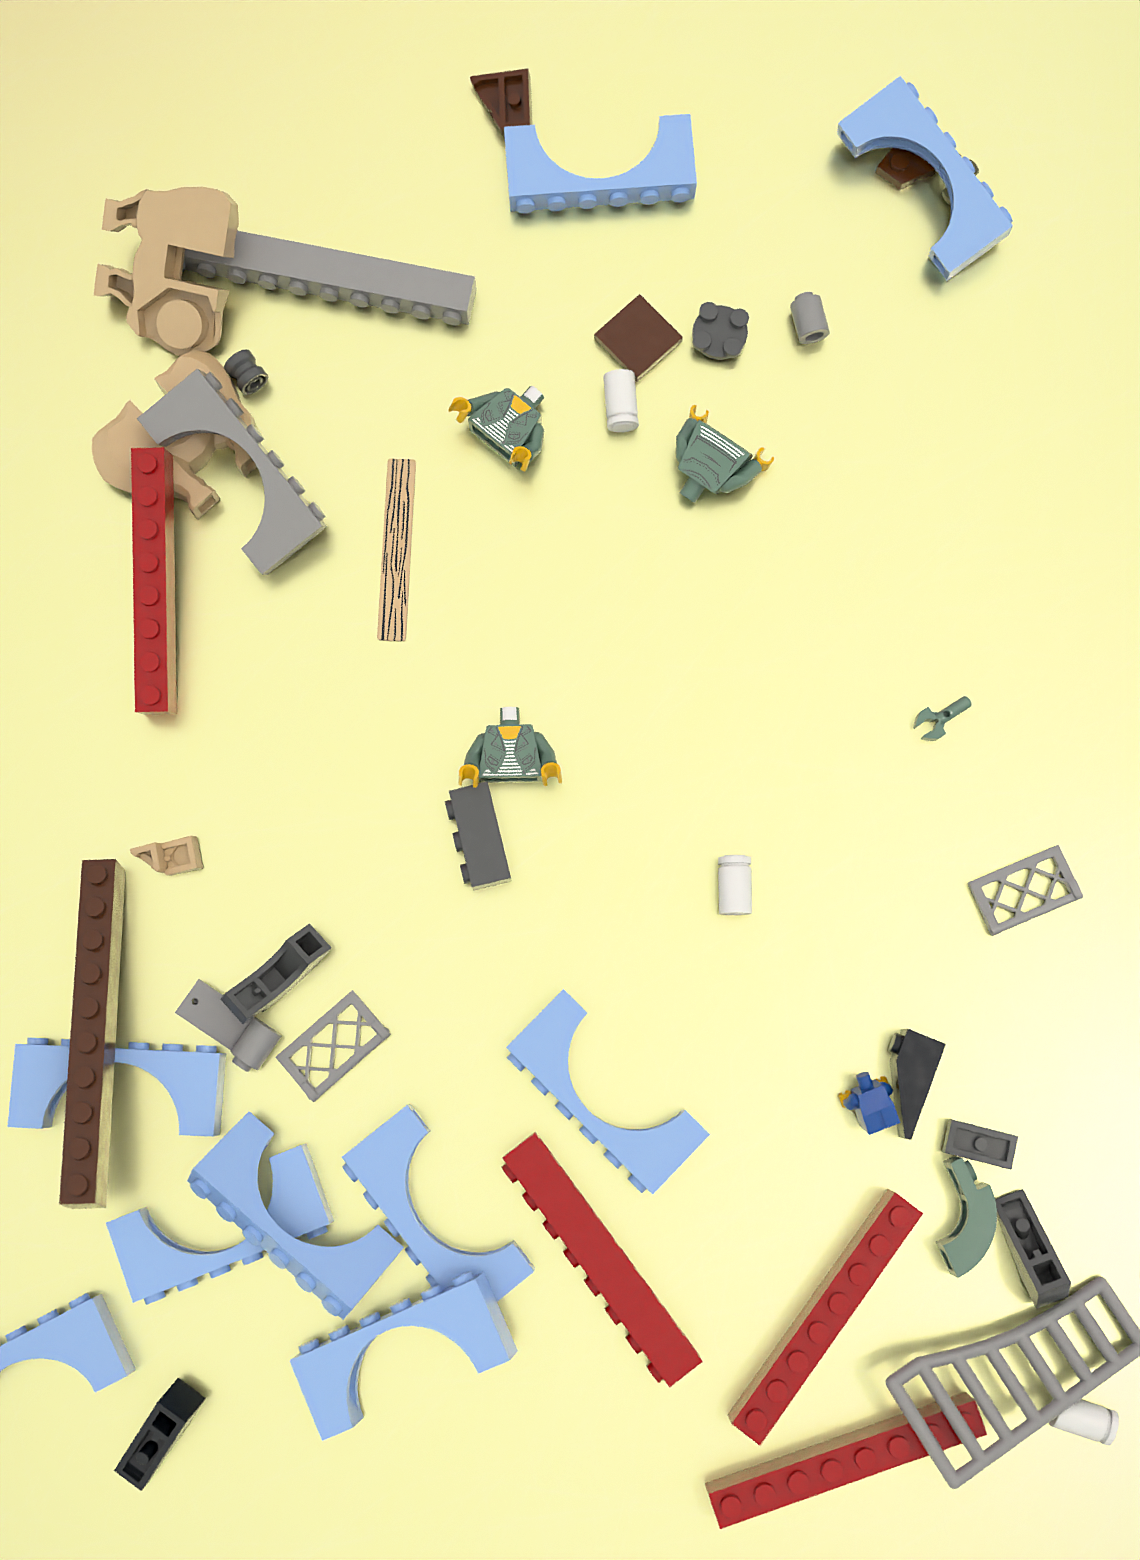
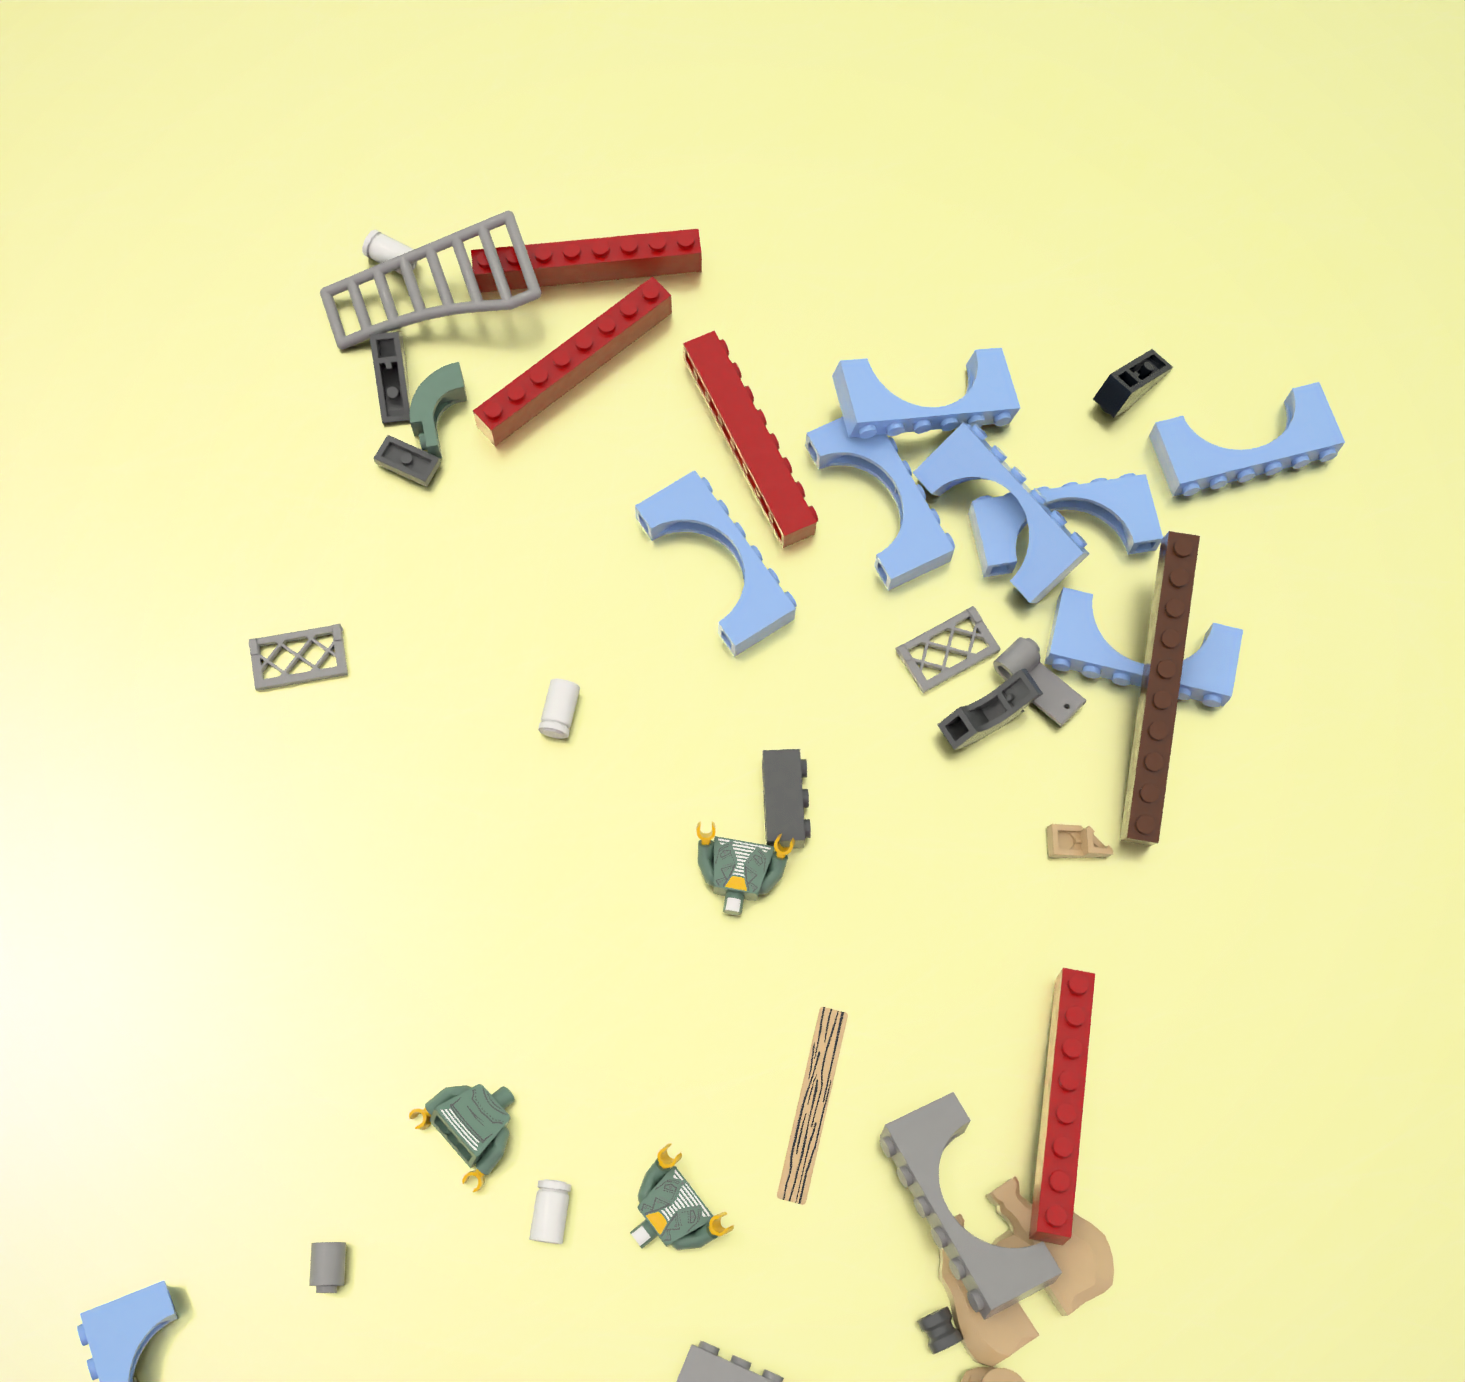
camera: 170 degrees left, 10 degrees down
(638, 337) = (514, 1286): reddish brown tile -> none
(720, 331) = (425, 1272): dark grey piece -> none
(871, 1103) = (489, 506): blue piece -> none
(912, 1072) = (445, 527): black slope -> none
(941, 718) = (325, 823): sand green bar -> none

